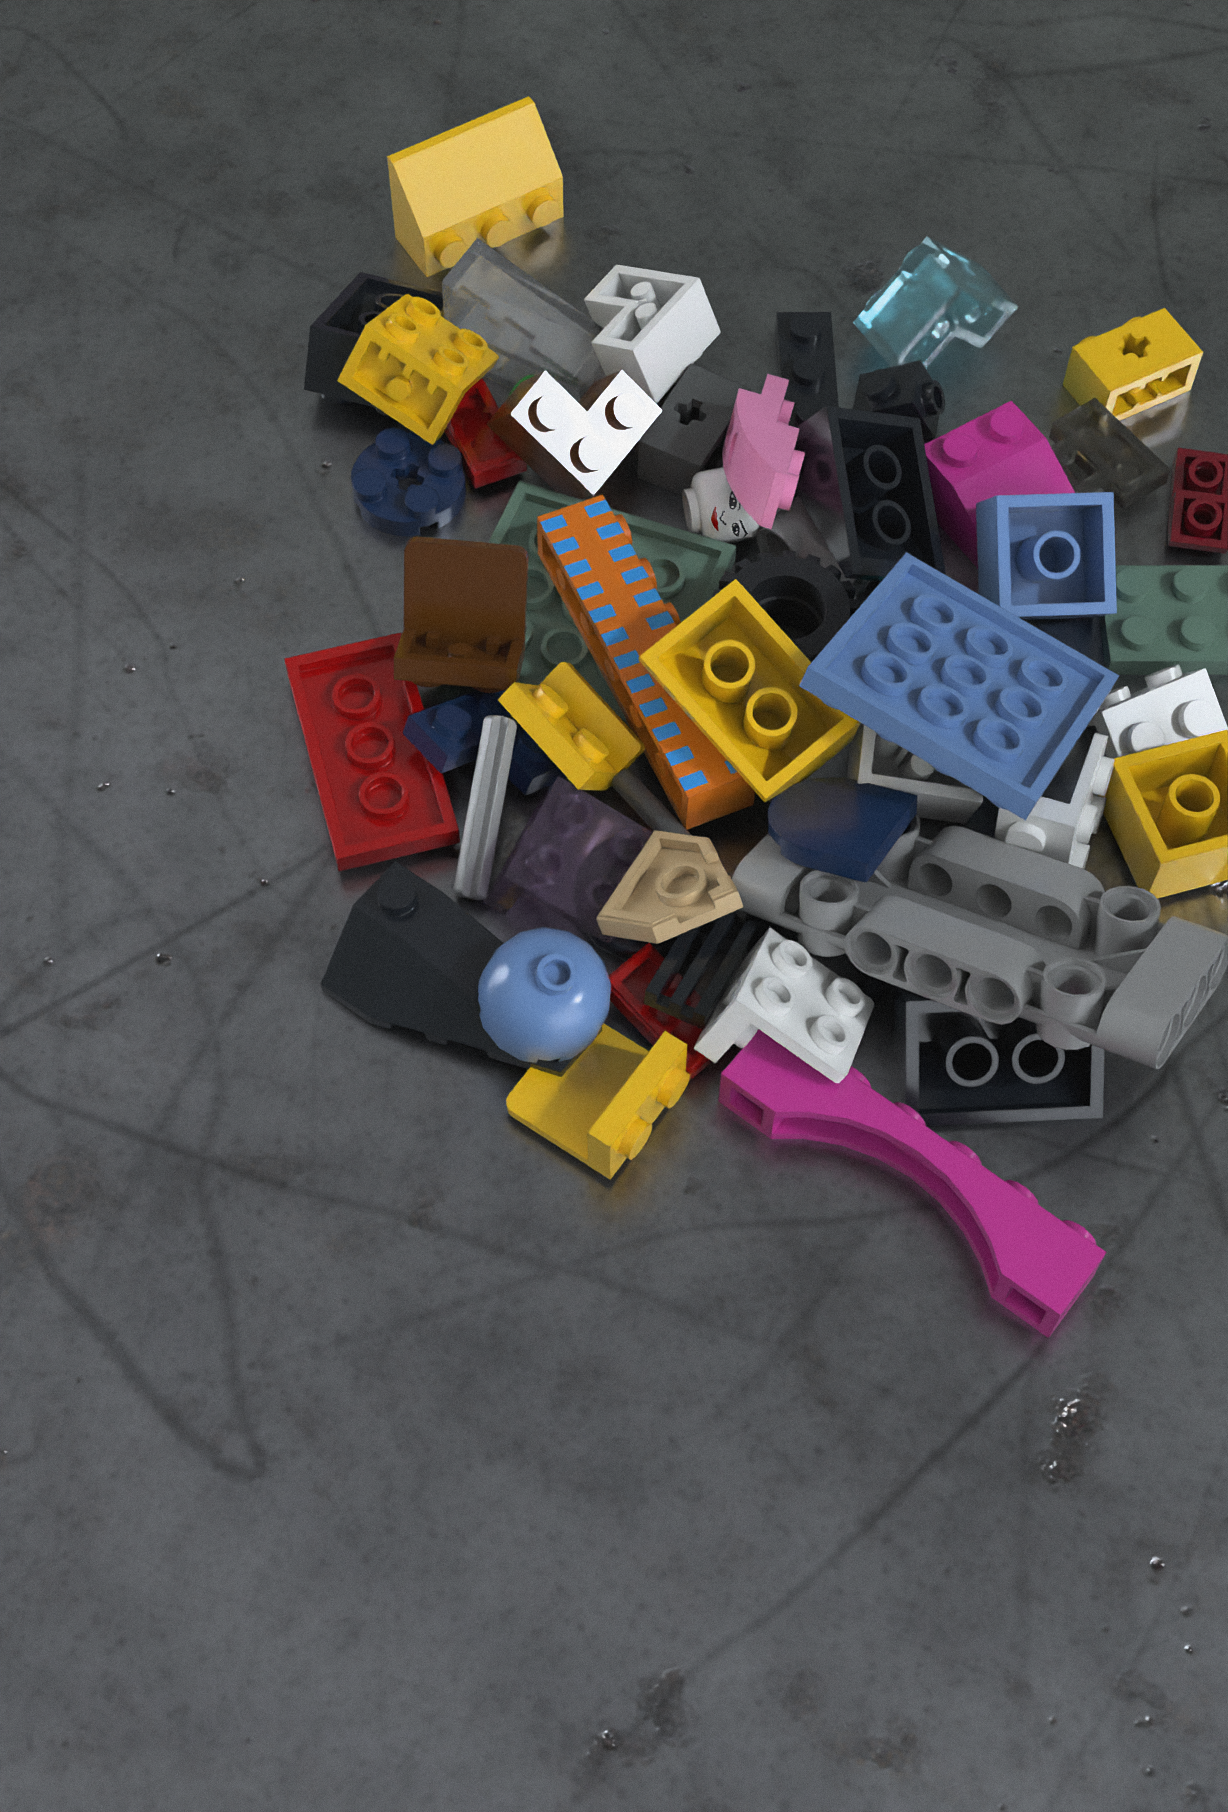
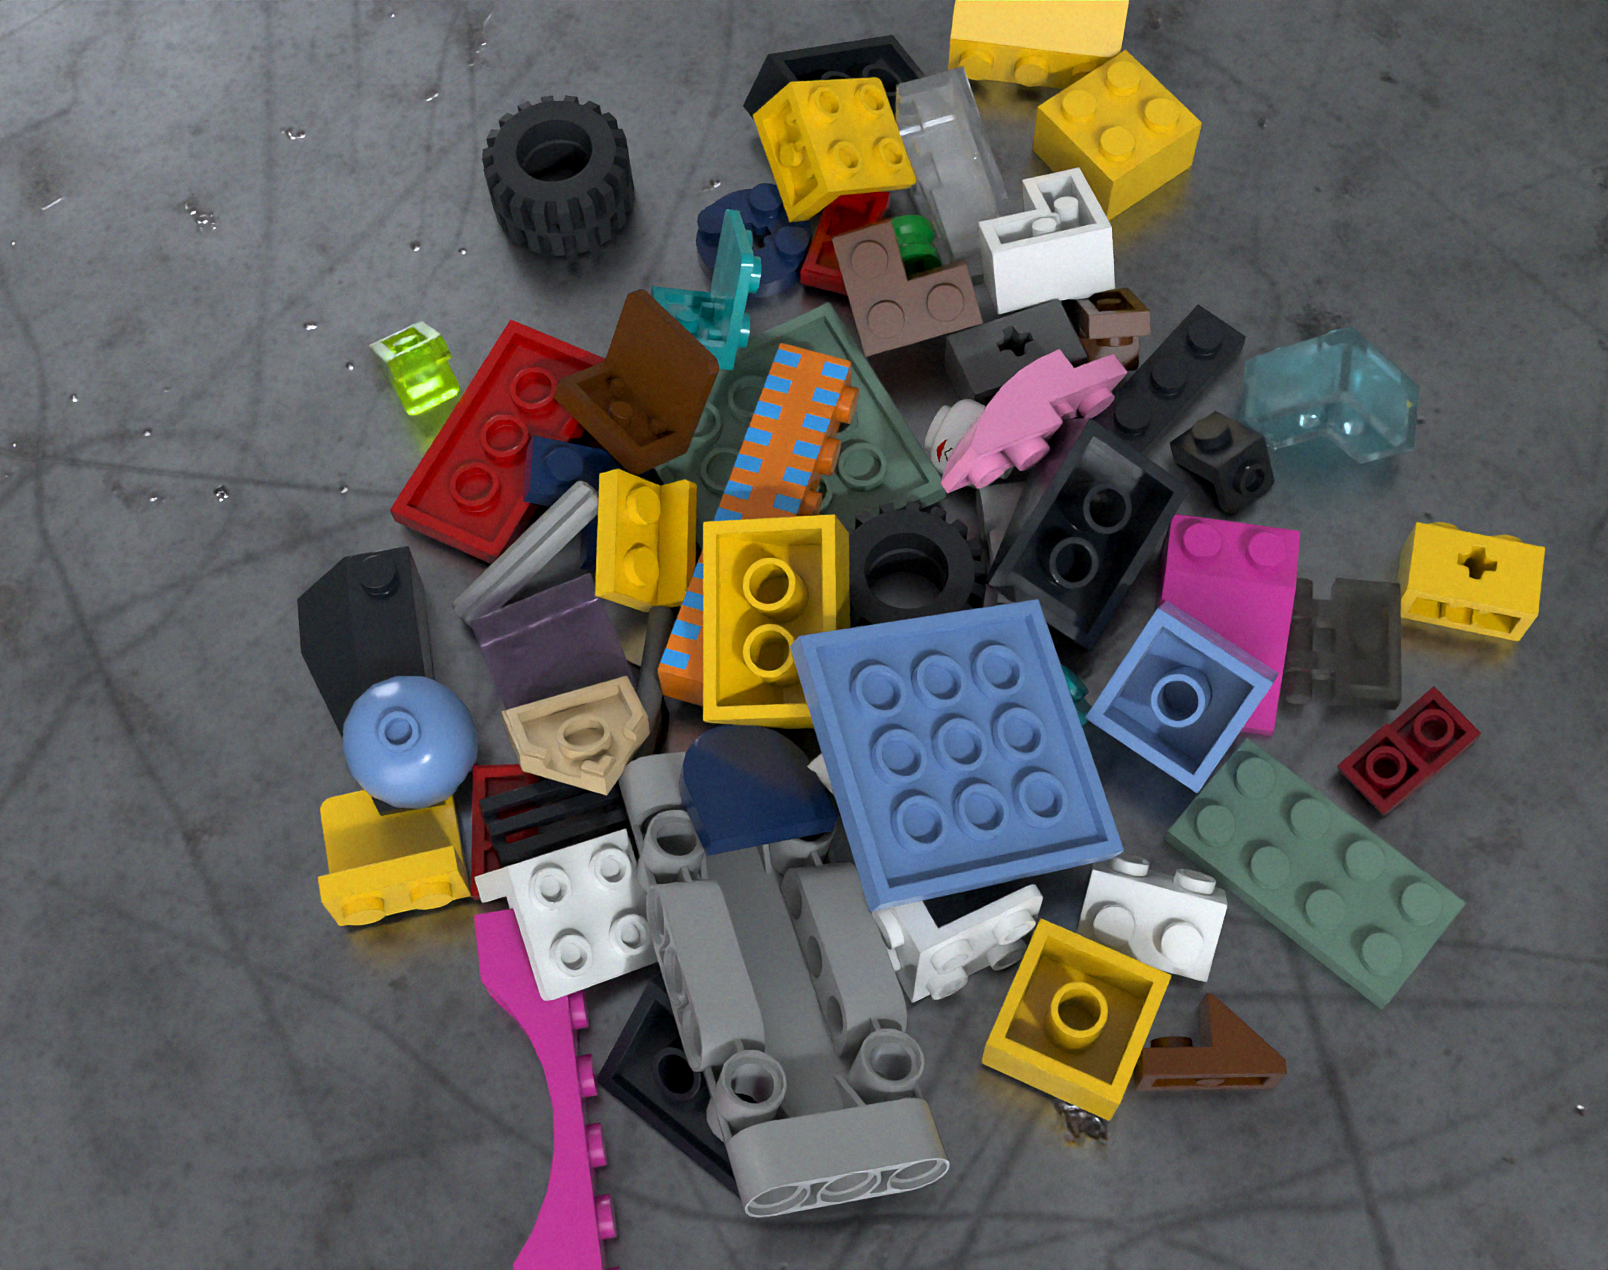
camera: 45 degrees right, 5 degrees up
(203, 495) = (553, 139): none -> black tyre
(236, 743) = (417, 367): none -> clear neon green slope
(445, 500) = (720, 315): none -> teal bracket
(603, 223) = (1119, 132): none -> yellow brick
(742, 355) = (1111, 324): none -> reddish brown slope

